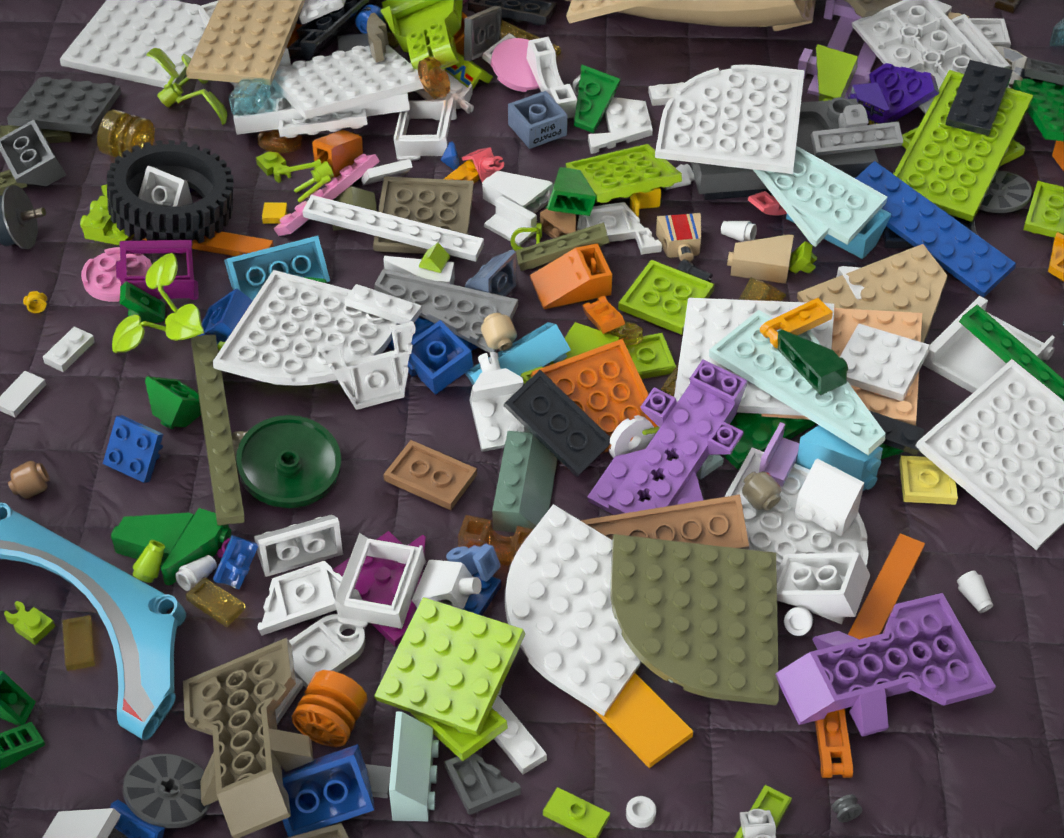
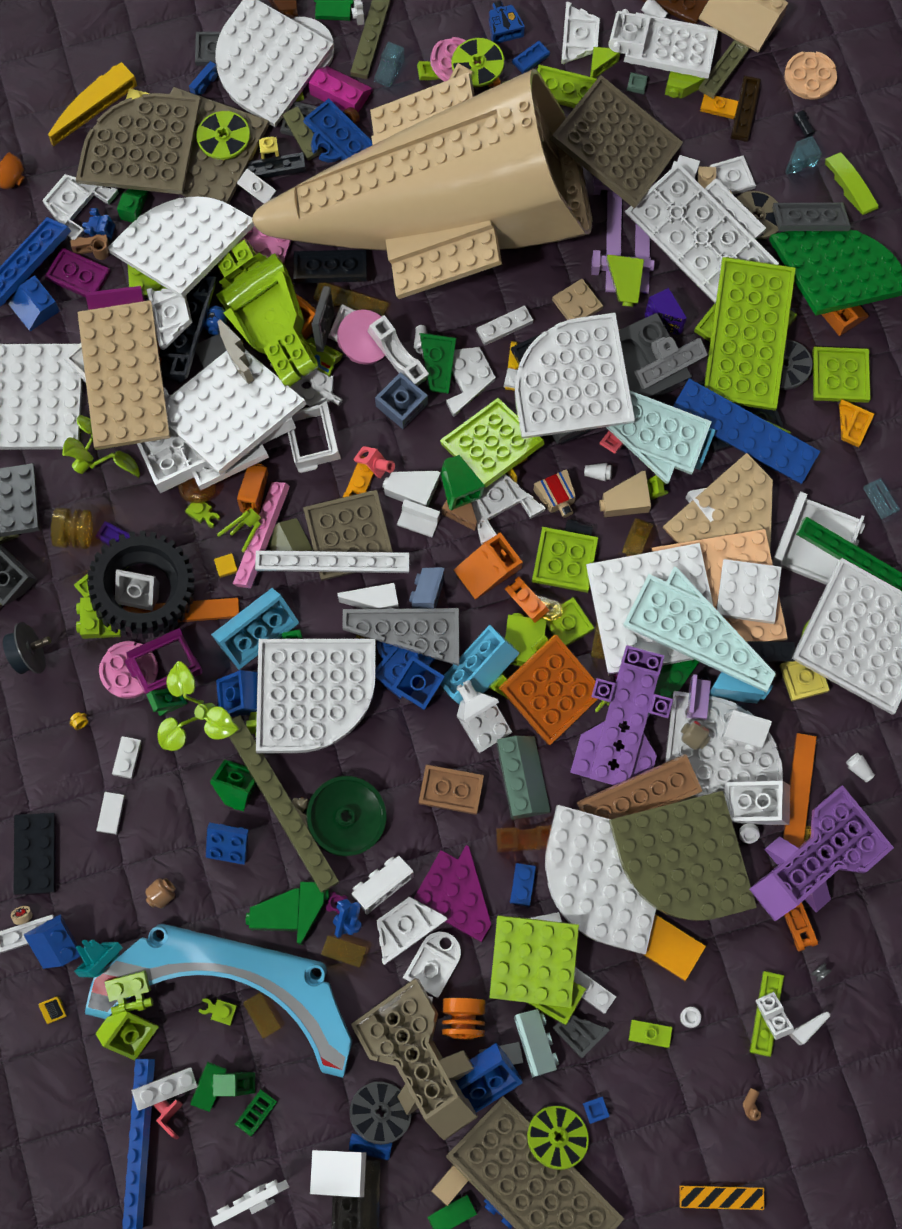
camera: 20 degrees left, 25 degrees up
(149, 562) = (286, 940): lime cone -> none
(194, 572) = (318, 933): white cone -> none
(249, 96) = (158, 457): clear light blue brick -> none
(359, 612) = (447, 934): white piece -> none
(376, 377) = (380, 719): white wing -> none
(382, 305) = (359, 649): white plate -> none
(389, 170) = (302, 500): white tile -> none
(433, 78) = (307, 393): clear orange tile -> none
(435, 258) = (379, 587): lime slope -> none
(446, 583) = (502, 890): white torso -> none
(450, 156) = (344, 462): blue slope -> none
(476, 559) = (515, 858): medium blue leg -> none
(498, 331) = (459, 652): tan head -> none
(538, 229) = (445, 528): lime piece -> none
(554, 248) = (471, 538): olive plate -> none
(558, 423) = (533, 723): black plate -> none
(625, 431) = (586, 716): white tile -> none
(797, 320) = (683, 584): light orange plate -> none
(816, 363) = (709, 624): dark green slope -> none
(903, 88) = (686, 280): dark purple plate -> none
(979, 97) = (754, 284): black plate -> none

